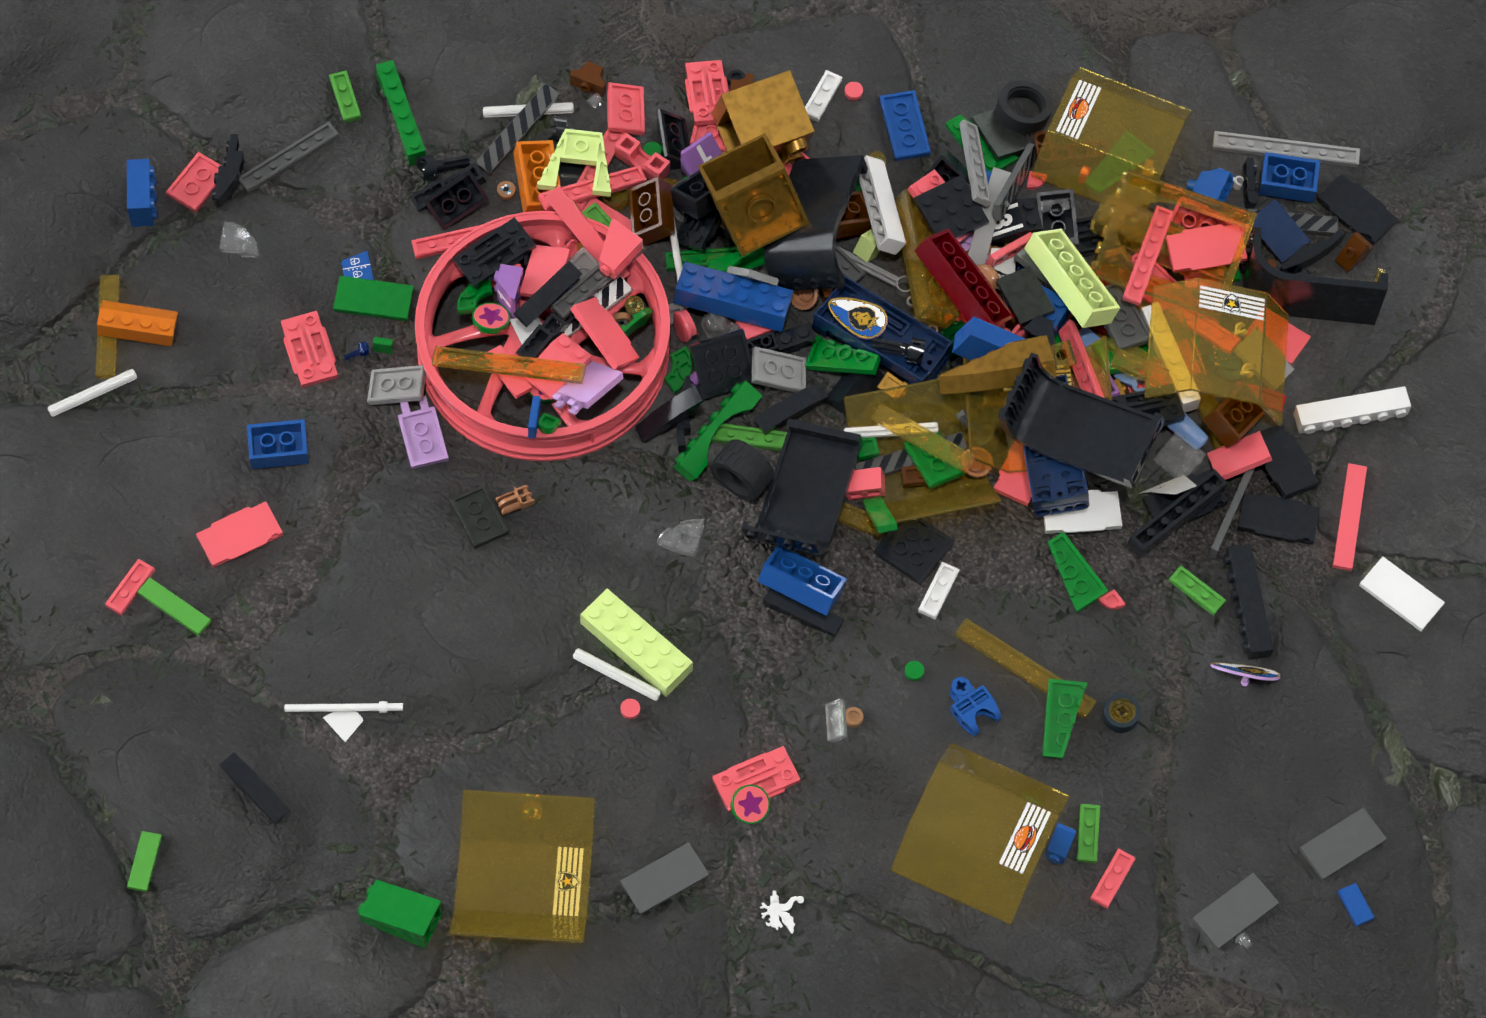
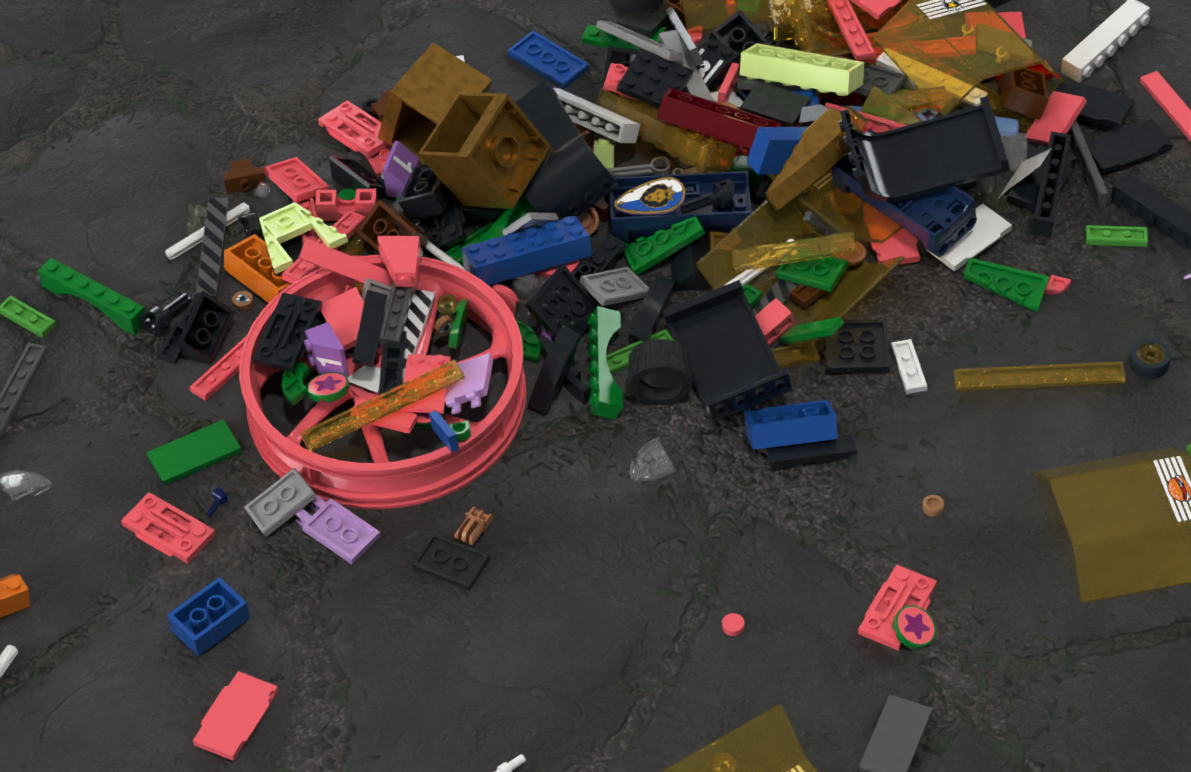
camera: 30 degrees left, 15 degrees down
(358, 266) = (155, 437): blue sticker -> none
(383, 345) = (238, 481): green tile -> none
(605, 333) = (444, 334): coral piece -> none
(617, 674) = (695, 604): white axle -> none
(636, 642) = (690, 566): yellowish green brick -> none
(776, 910) = (1020, 698): white piece -> none
(836, 720) = (922, 515): clear plate -> none
(853, 91) = (481, 60): coral tile -> none
(914, 671) = (949, 437): green tile -> none
(971, 704) = (1029, 438): blue piece -> none
(1060, 715) = (1102, 384): green wing -> none

